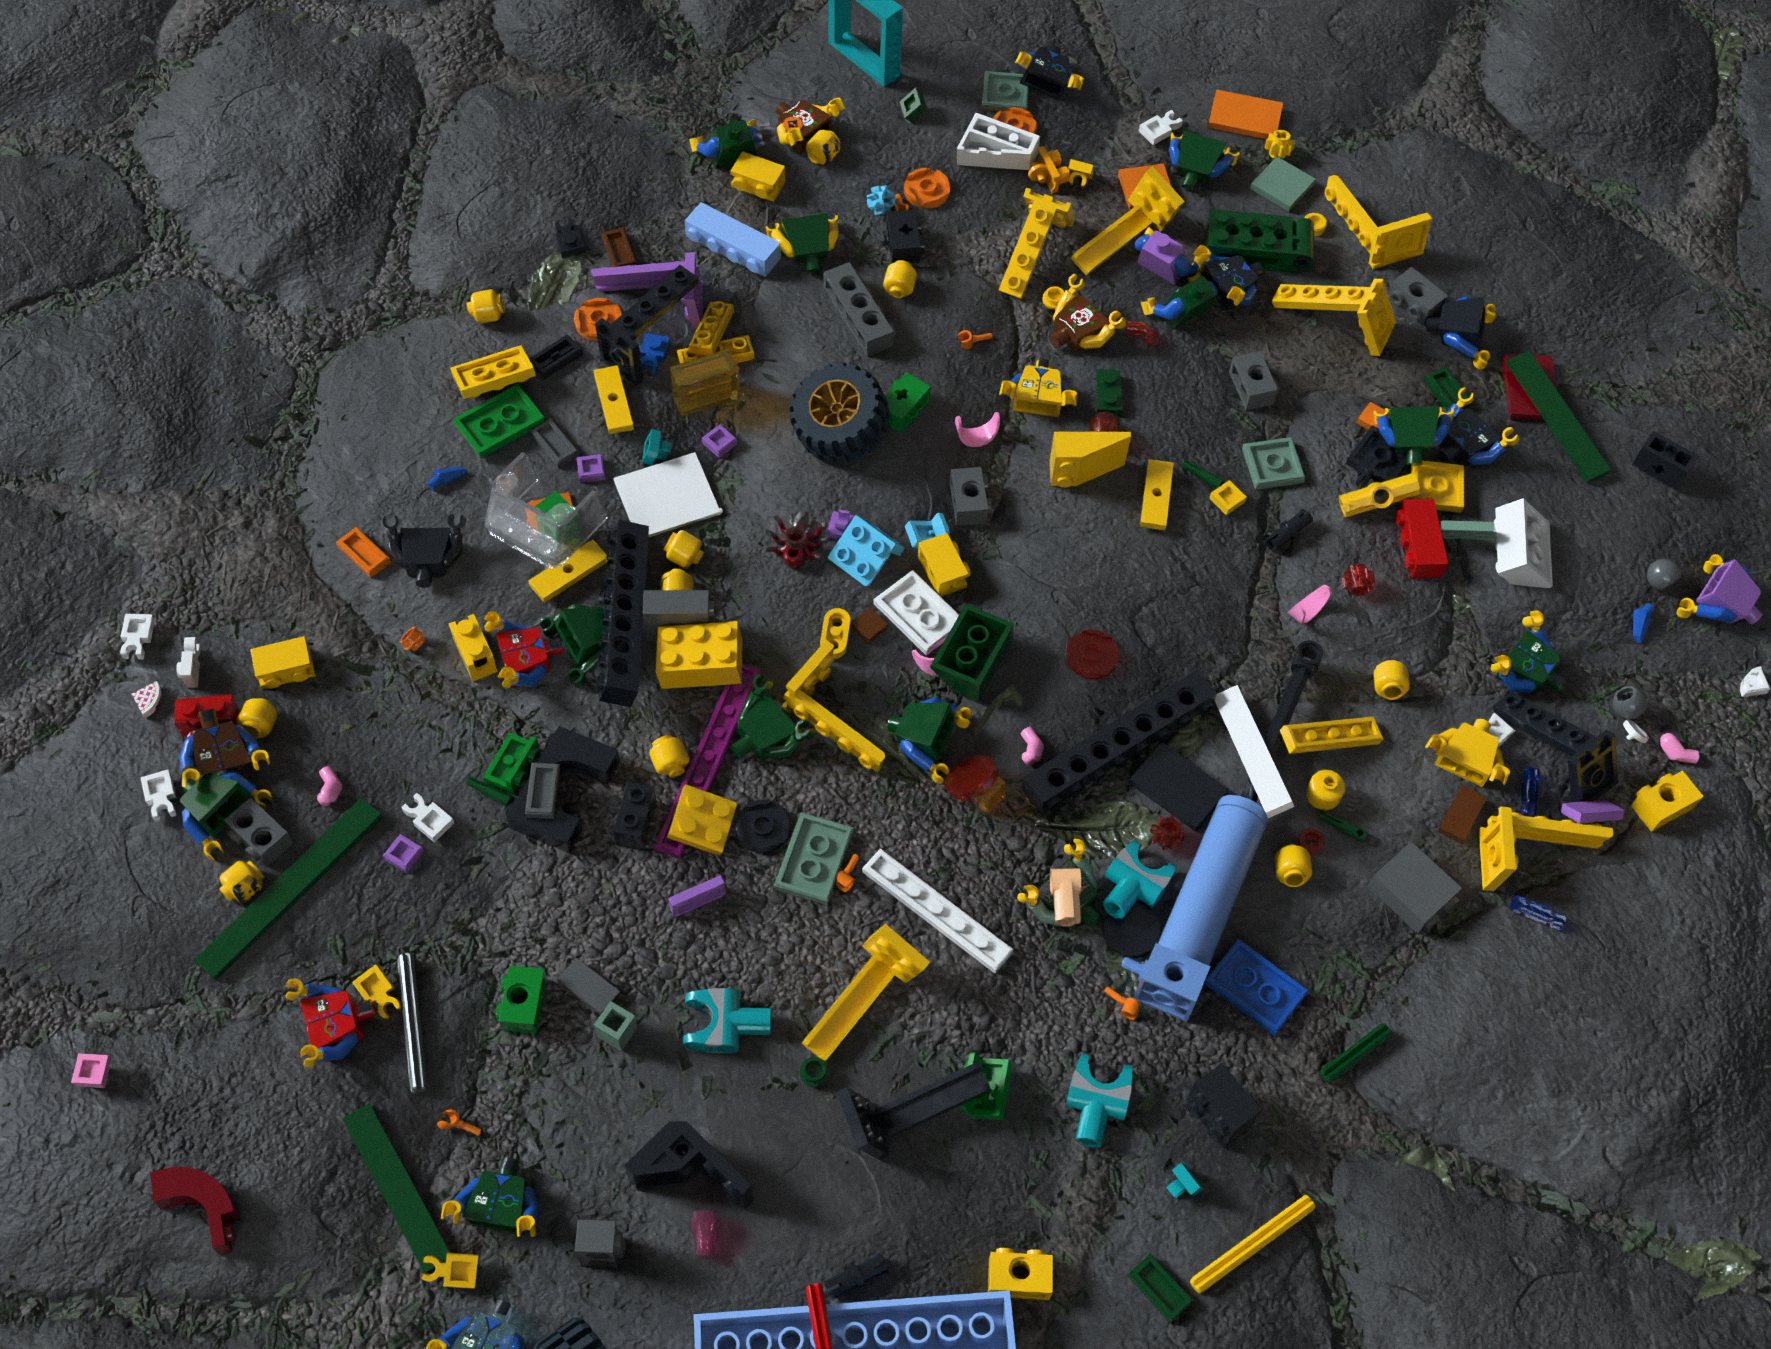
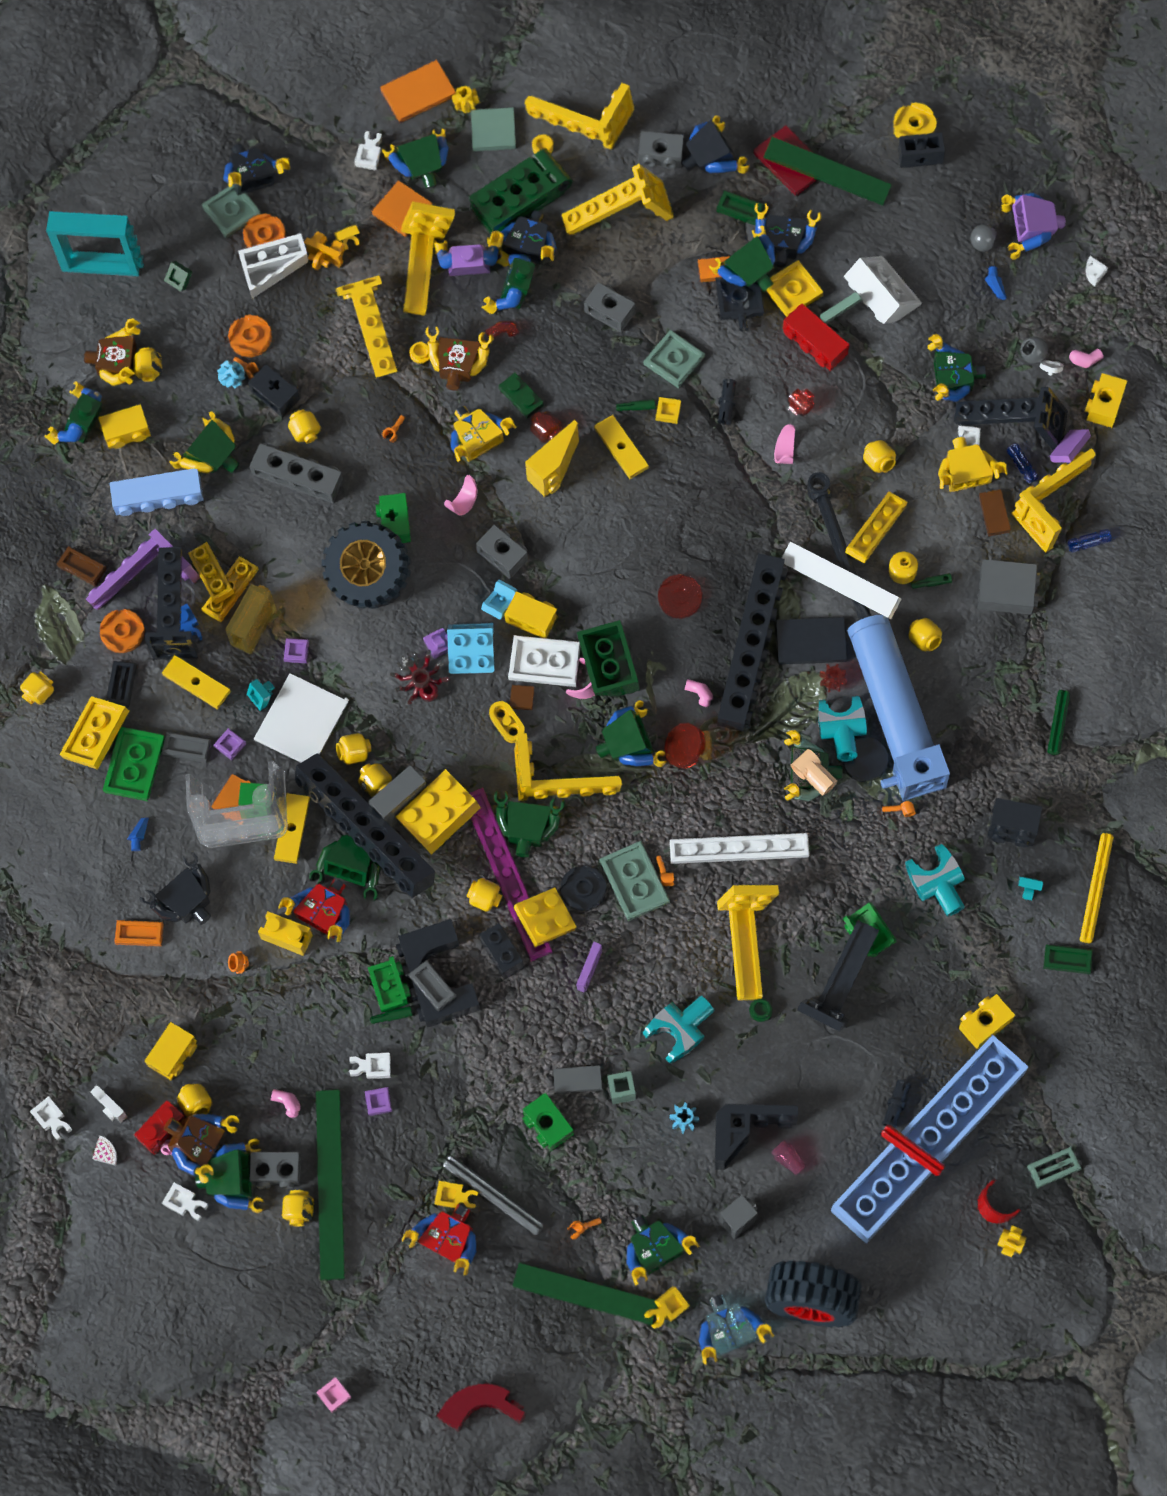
camera: 35 degrees left, 10 degrees up
(568, 239) = (38, 588): black plate -> none
(642, 1113) = (689, 1122): none -> medium azure gear
(792, 122) = (112, 365): orange sticker -> none
(1256, 987) = (968, 730): blue tile -> none
(1315, 834) = (921, 601): clear red bush -> none
(1394, 491) = (757, 338): yellow piece -> none
(1690, 431) = (910, 113): none -> yellow plate

